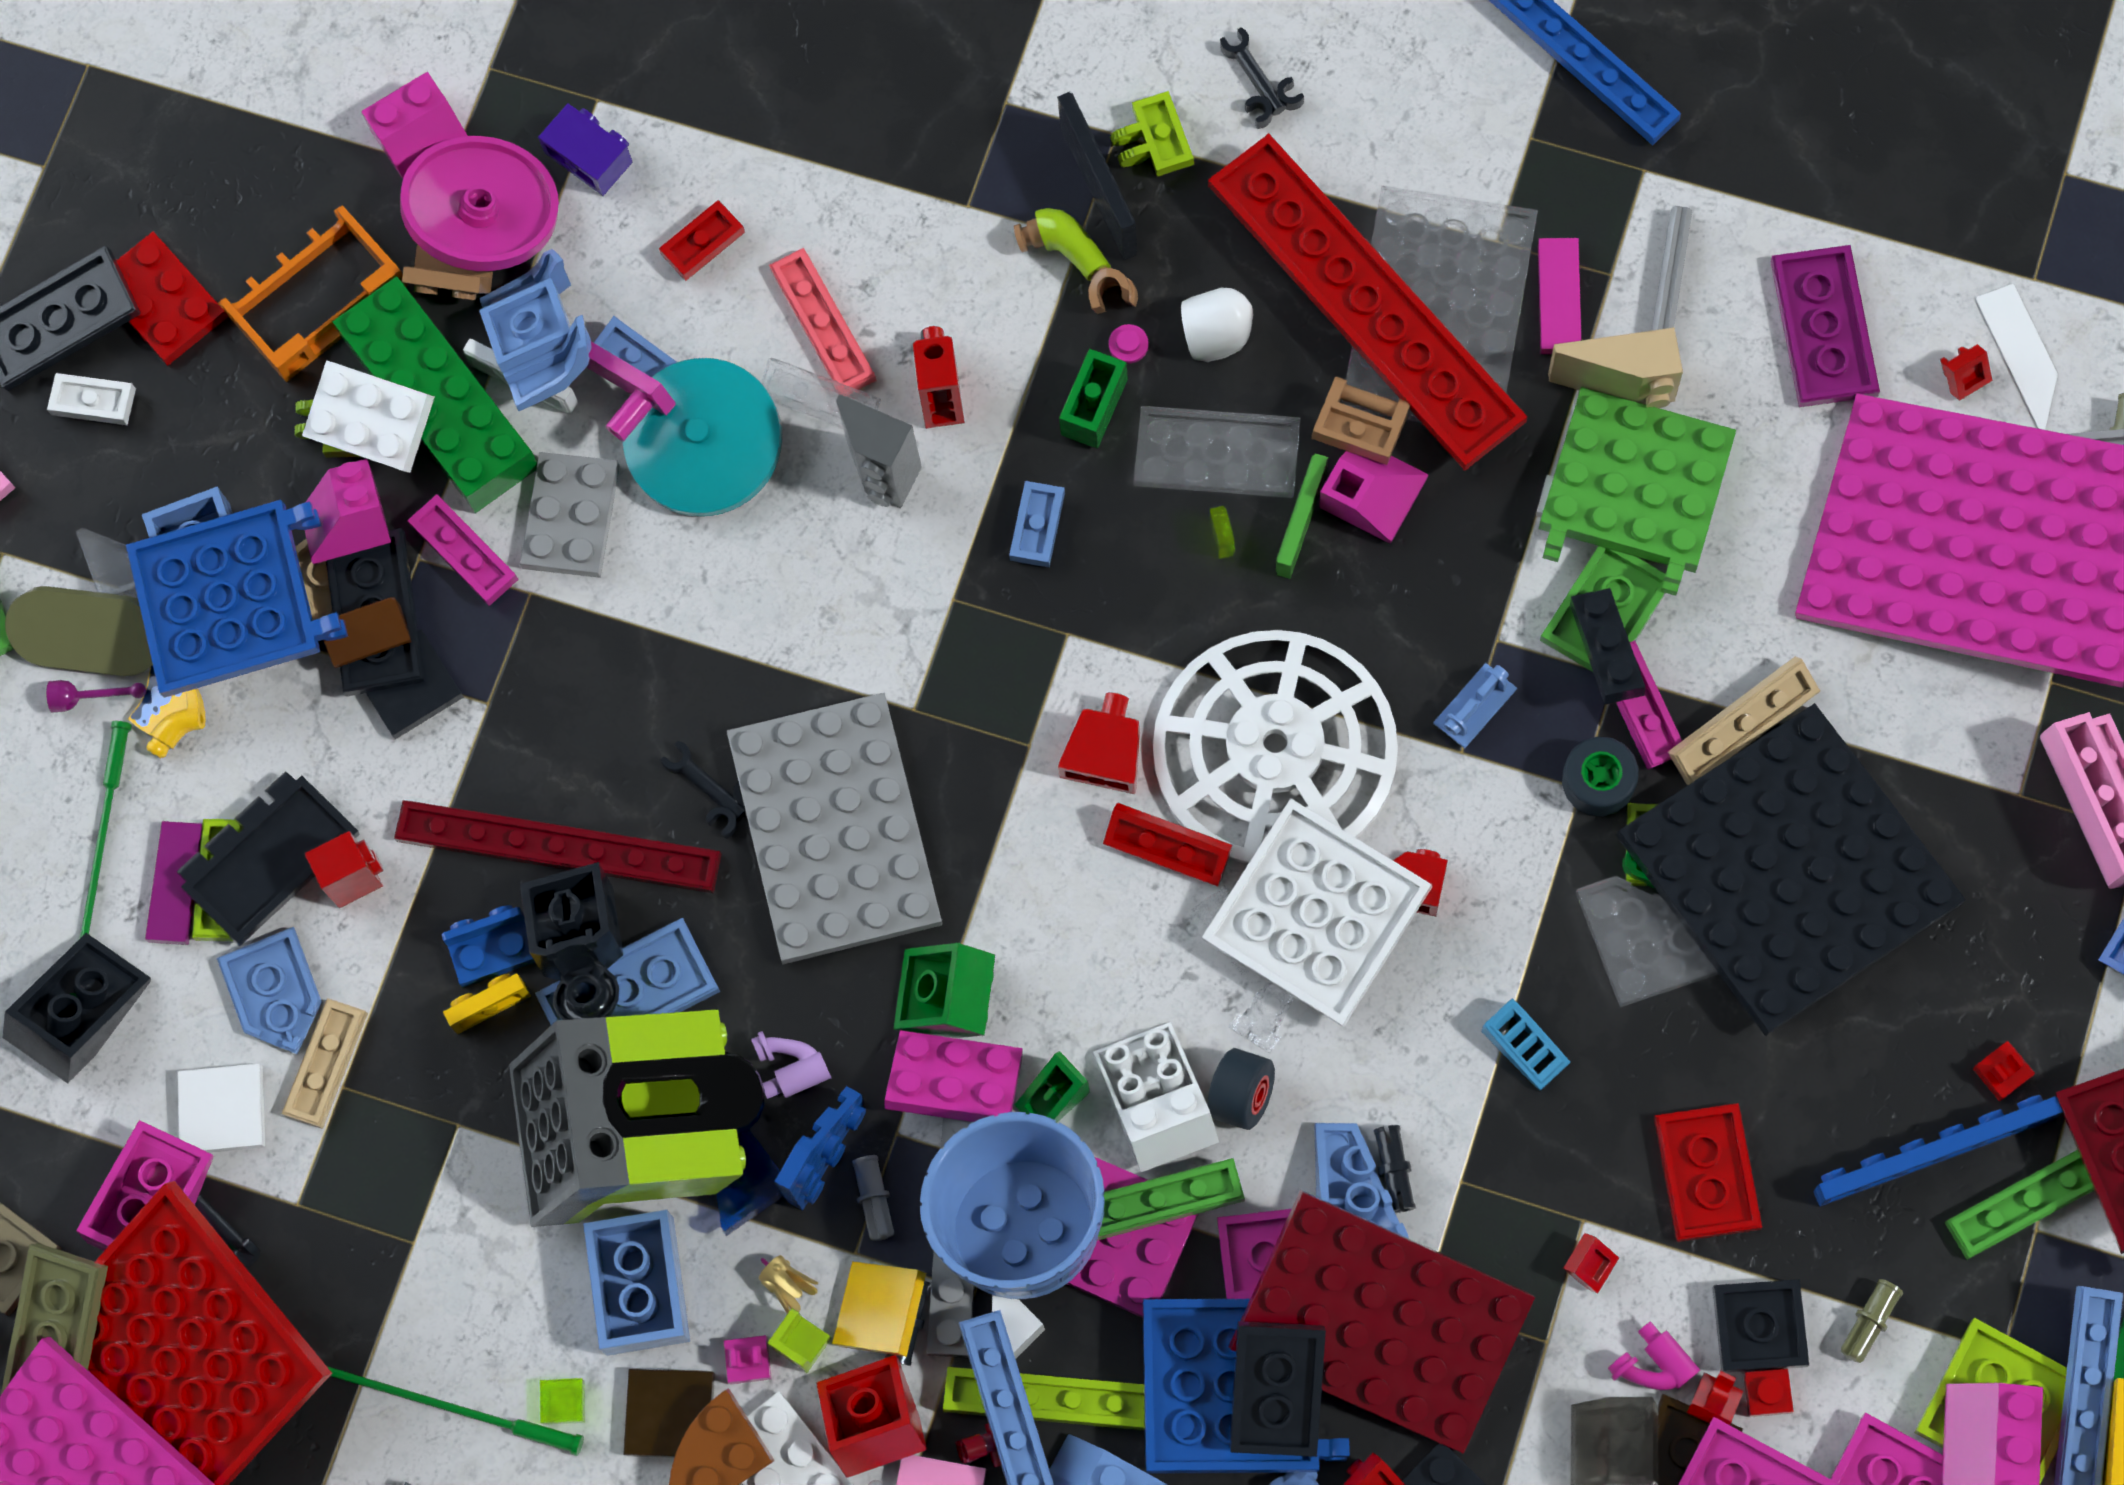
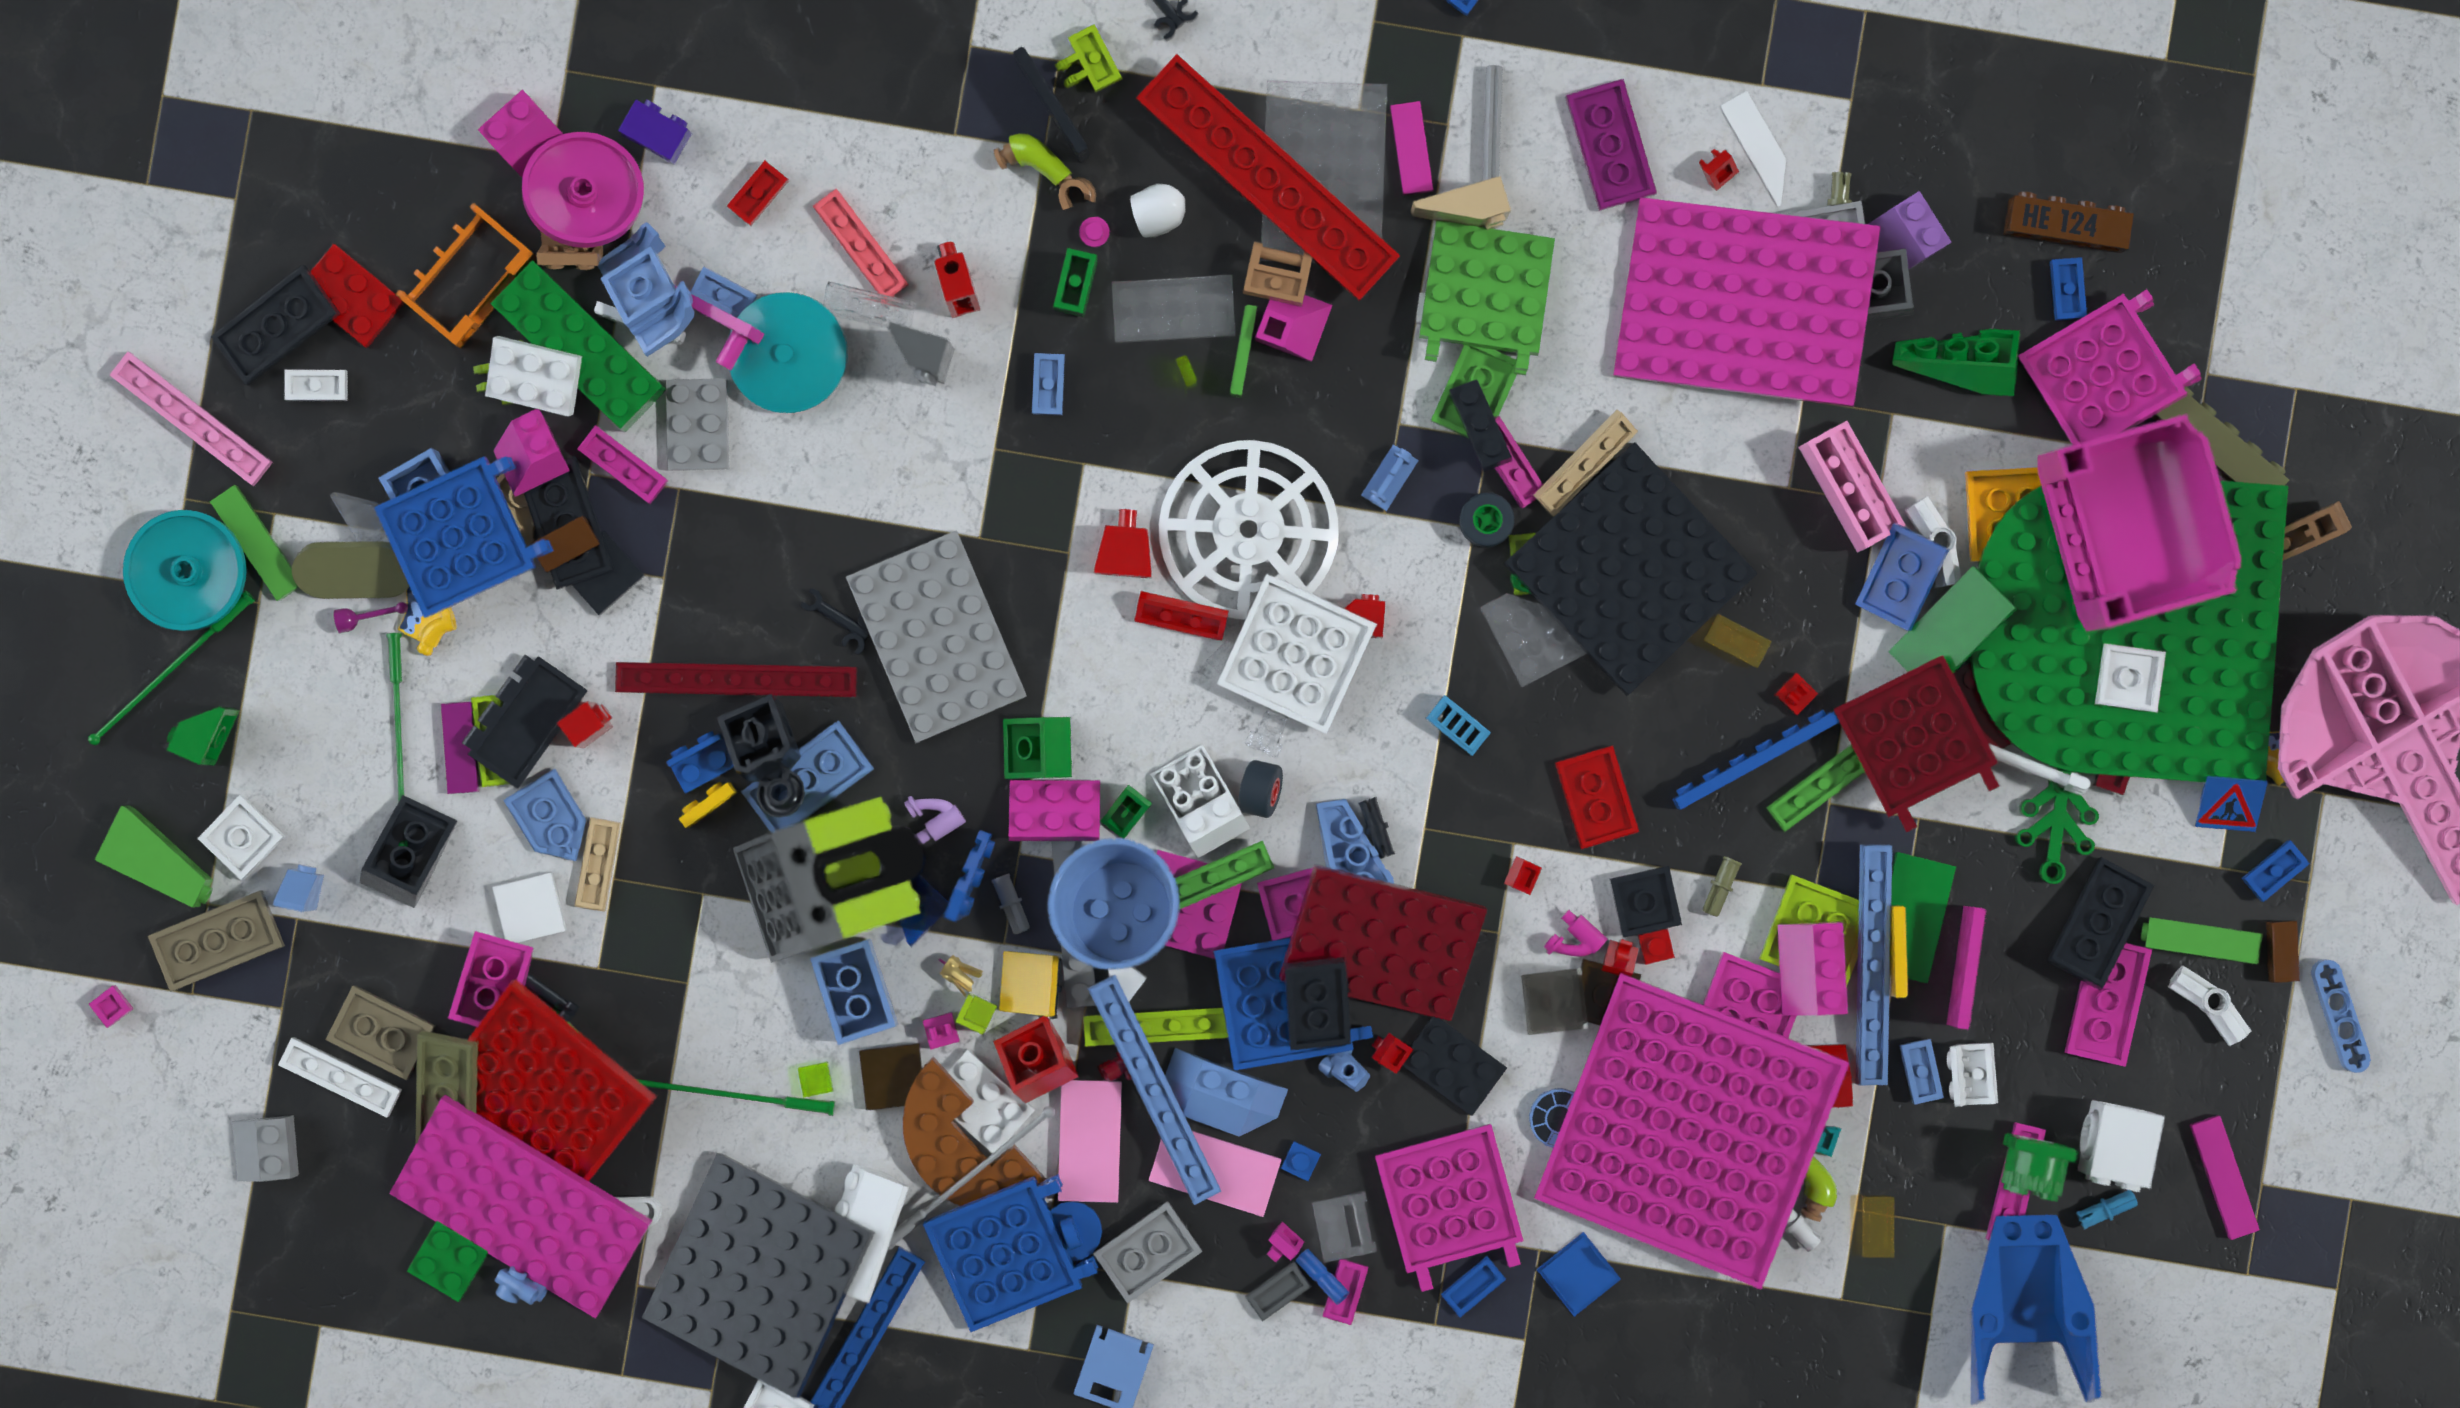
camera: 20 degrees left, 15 degrees up
(1928, 986) = (1737, 641): none -> clear yellow plate

